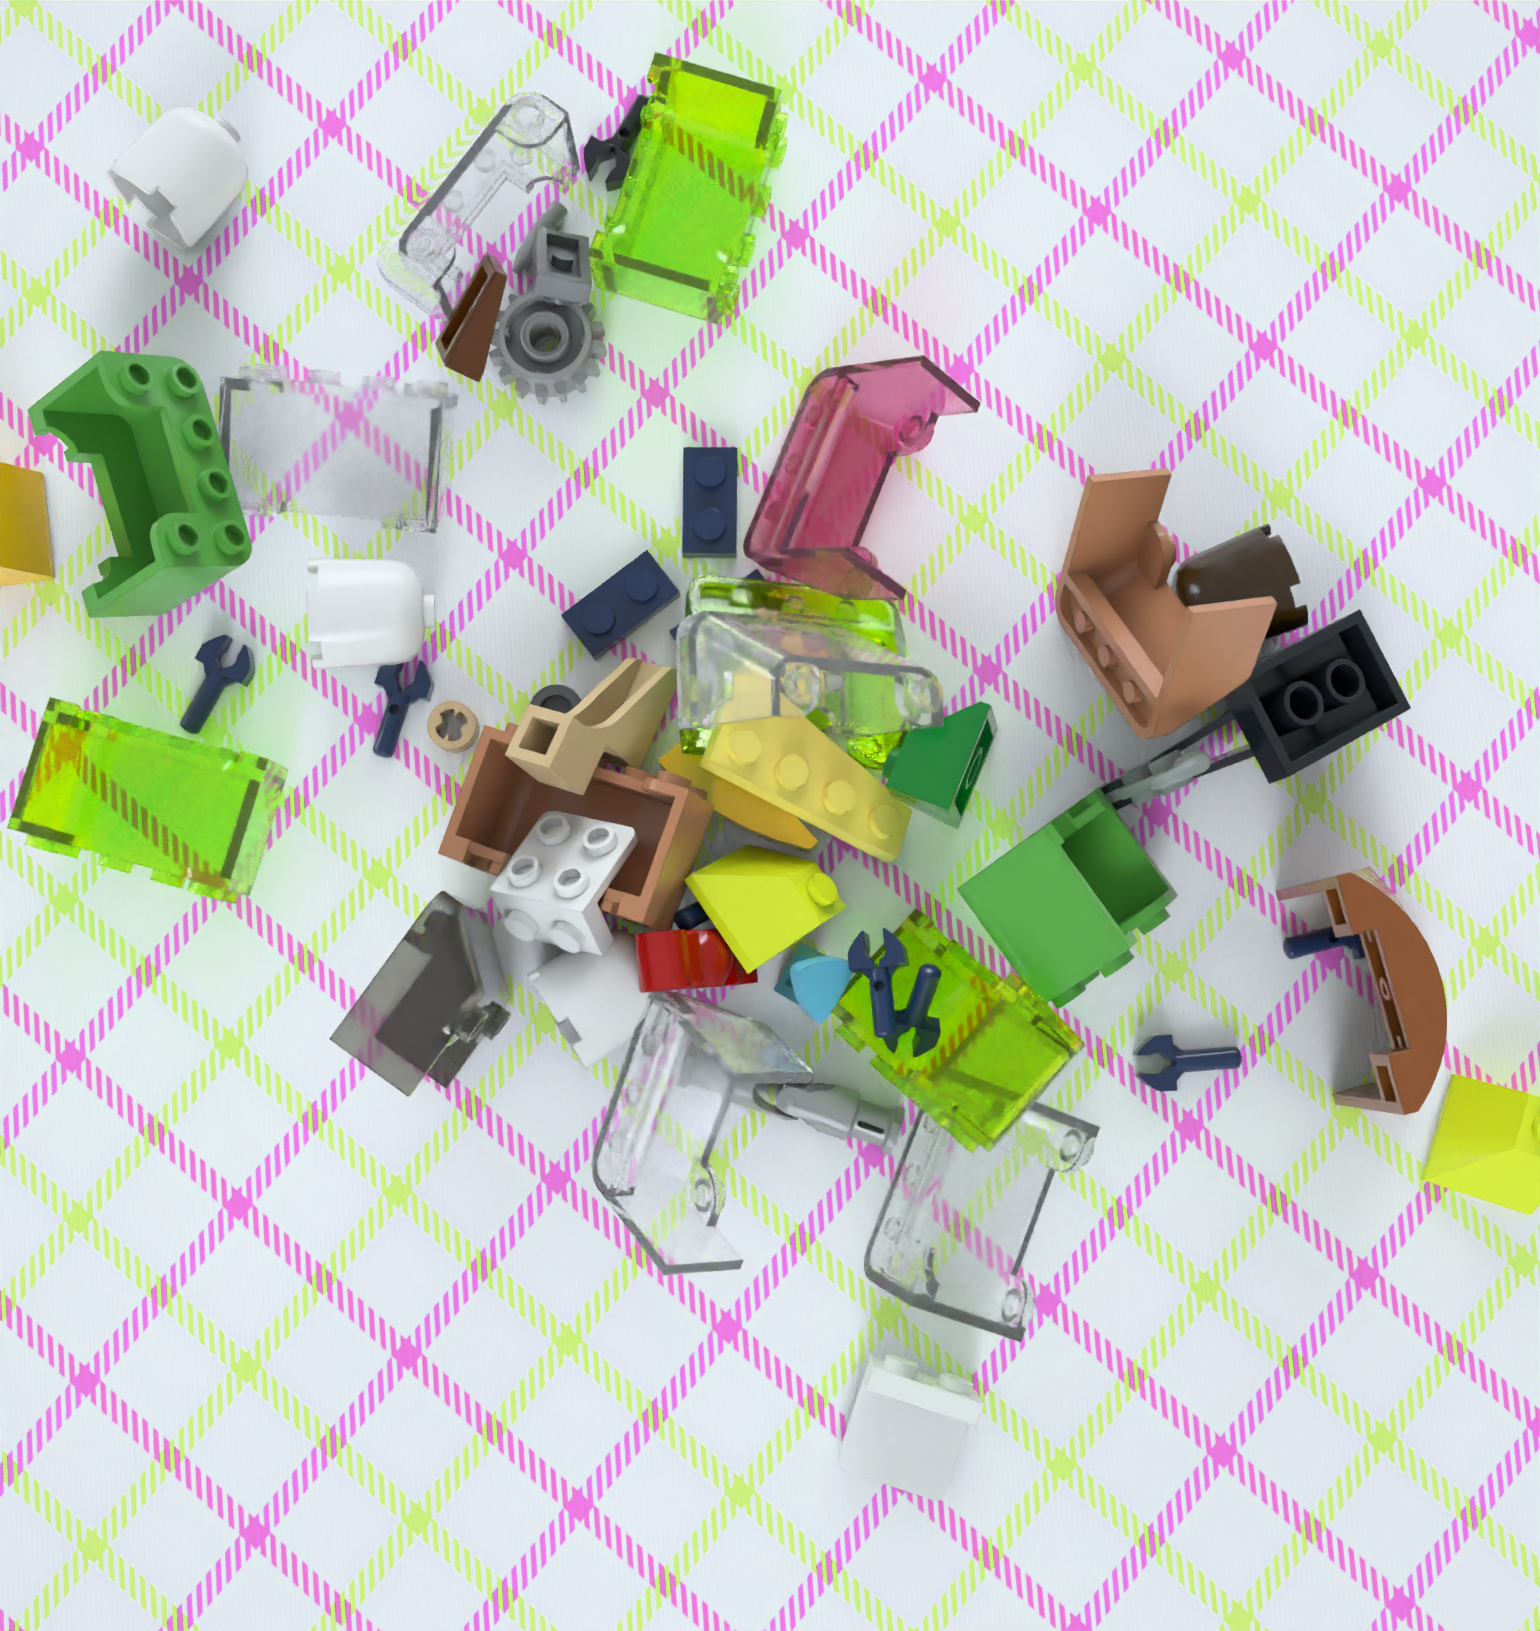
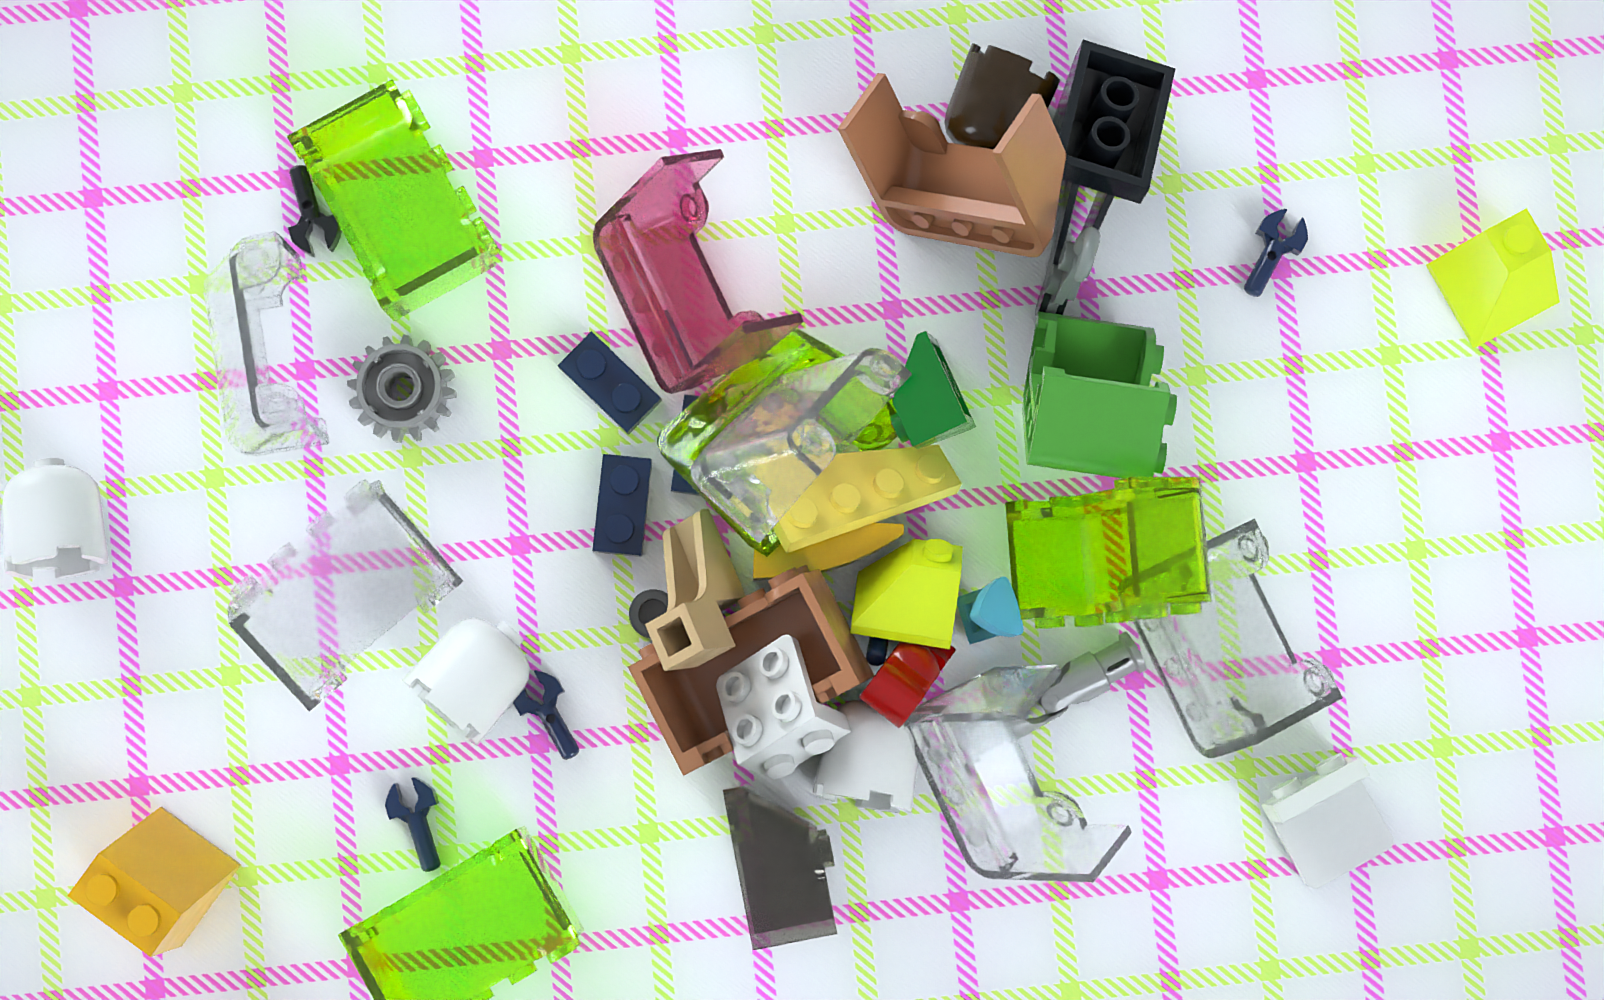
camera: 50 degrees left, 0 degrees up
(158, 477) = (251, 731): bright green windscreen -> none
(437, 722) = (585, 698): tan bush -> none
(470, 328) = (343, 423): reddish brown slope -> none
(551, 220) = (322, 325): light grey helmet -> none
(561, 267) = (363, 331): plate -> none
(879, 977) = (1030, 567): dark blue bar -> none
(916, 1013) = (1074, 567): bar -> none
(1183, 1061) = (1260, 426): dark blue bar -> none
(1405, 985) = (1352, 244): dark orange windscreen -> none

